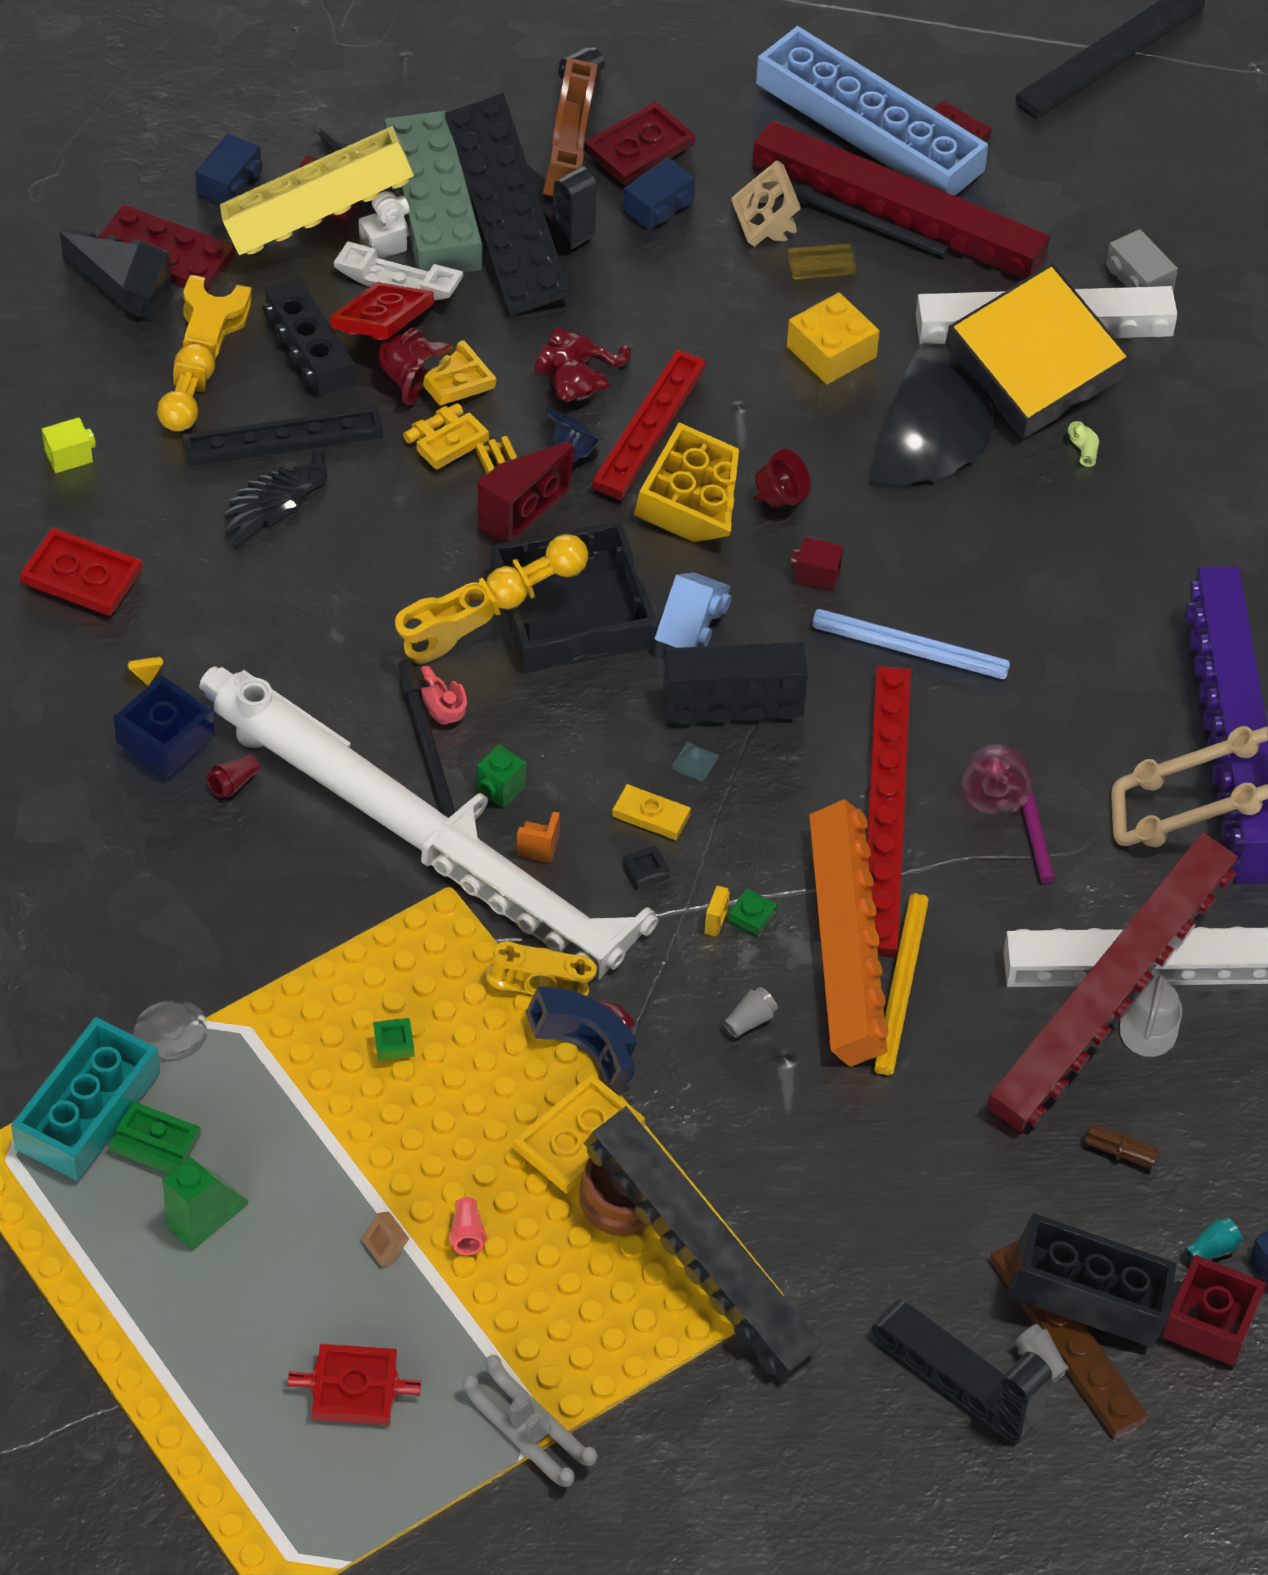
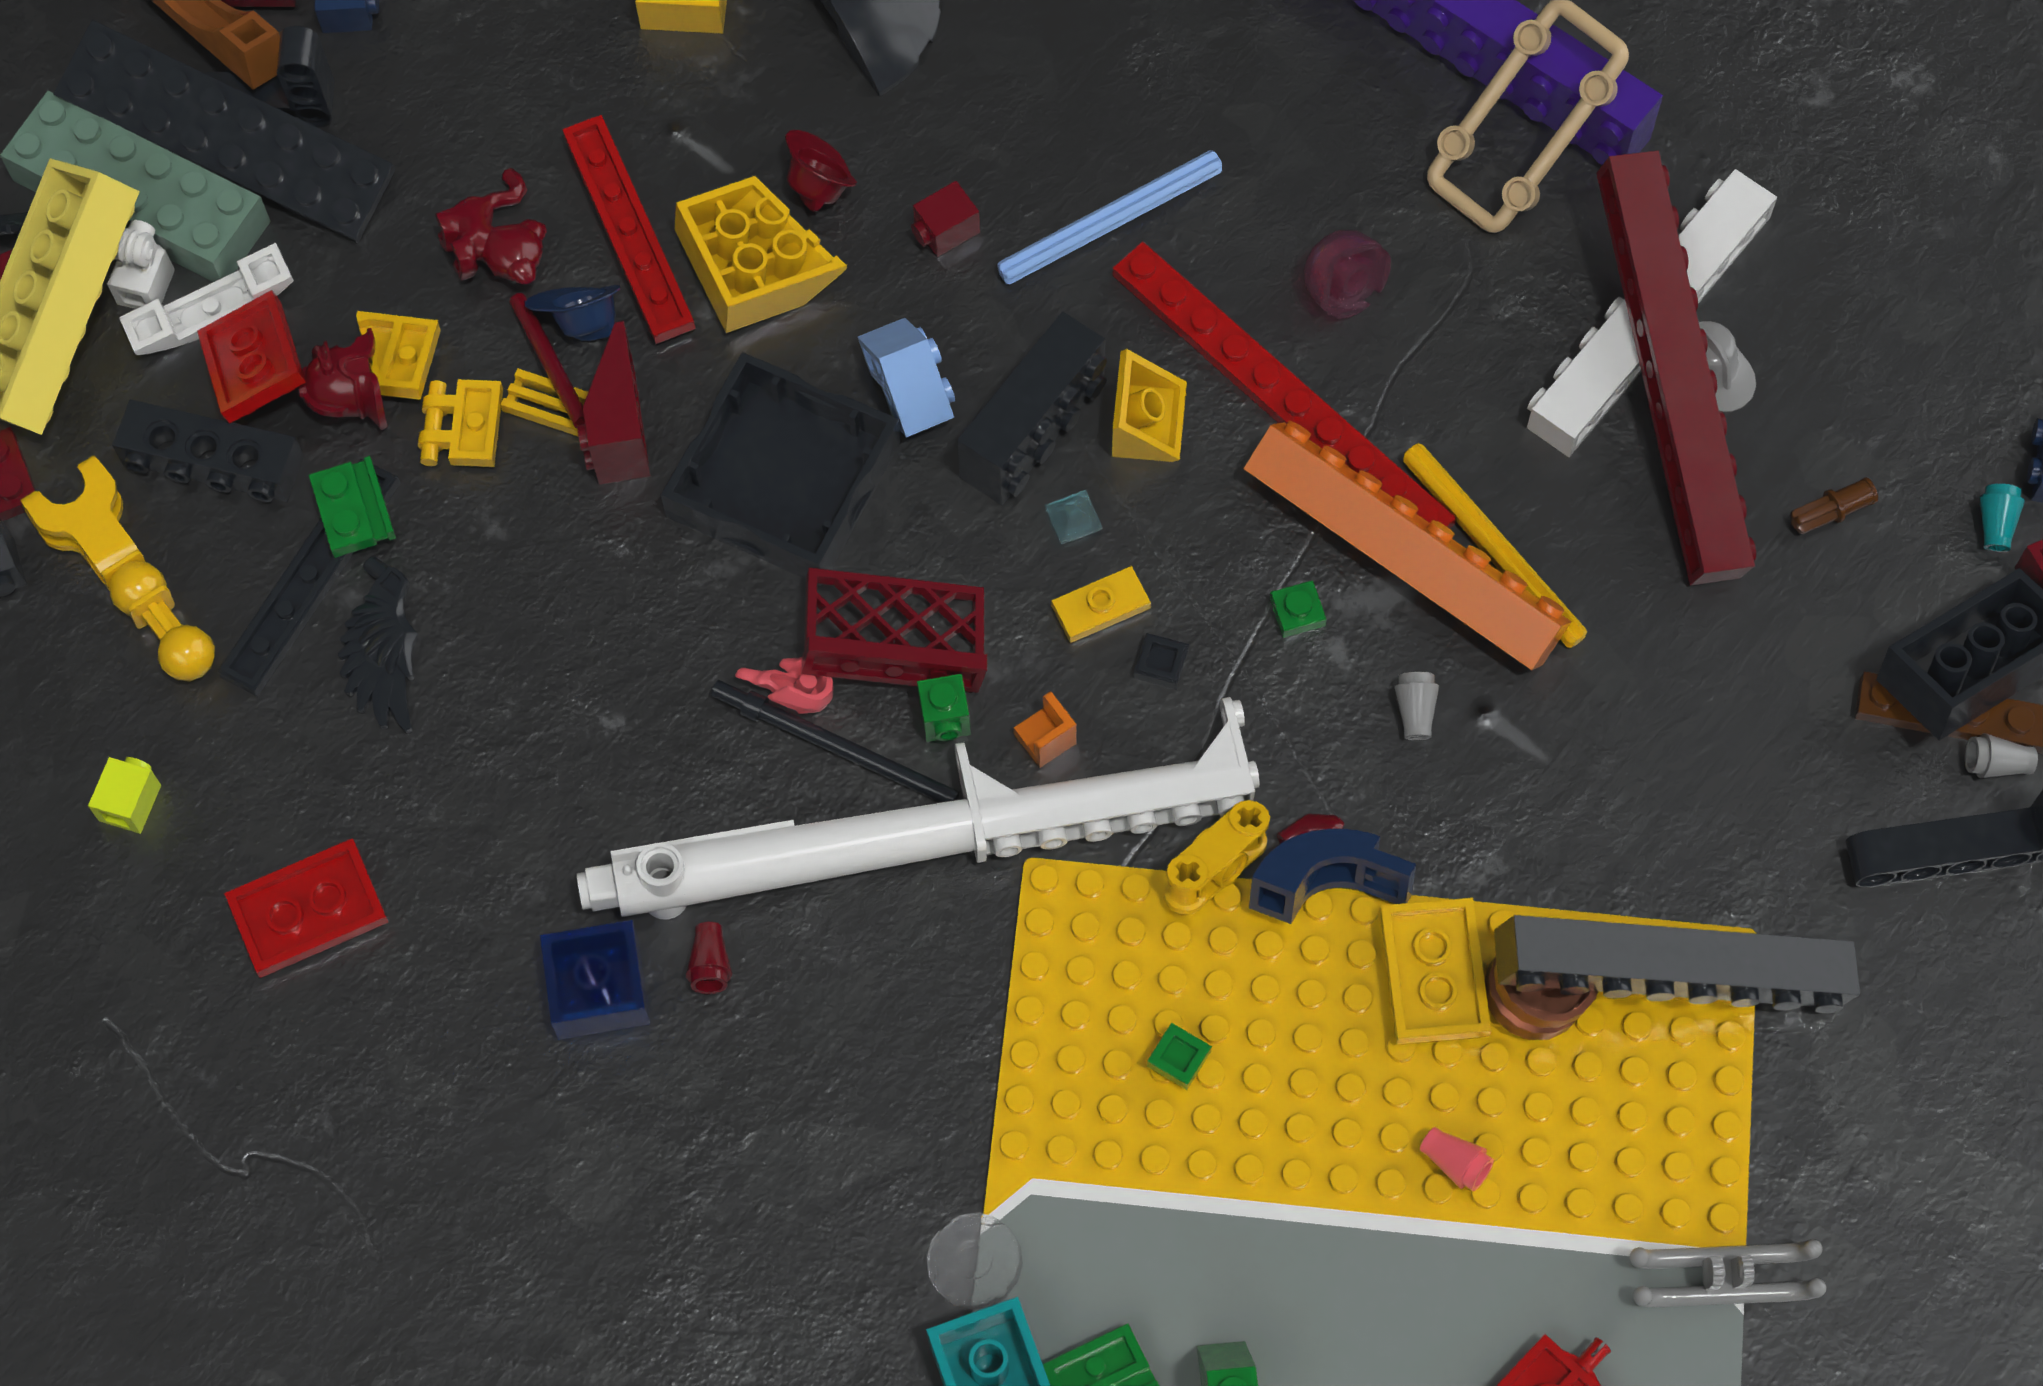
camera: 45 degrees left, 15 degrees up
(146, 668) = (490, 937): yellow slope -> none
(341, 420) = (352, 506): none -> green plate
(385, 1238) = (1405, 1246): medium nougat plate -> none
(452, 617) = (739, 528): yellow piece -> none
(505, 727) = (894, 658): none -> dark red fence
(534, 432) = (548, 359): none -> dark red bar
(717, 911) = (1276, 640): yellow tile -> none
(798, 742) = (1147, 411): none -> yellow slope
(1038, 840) = (1438, 298): magenta bar -> none

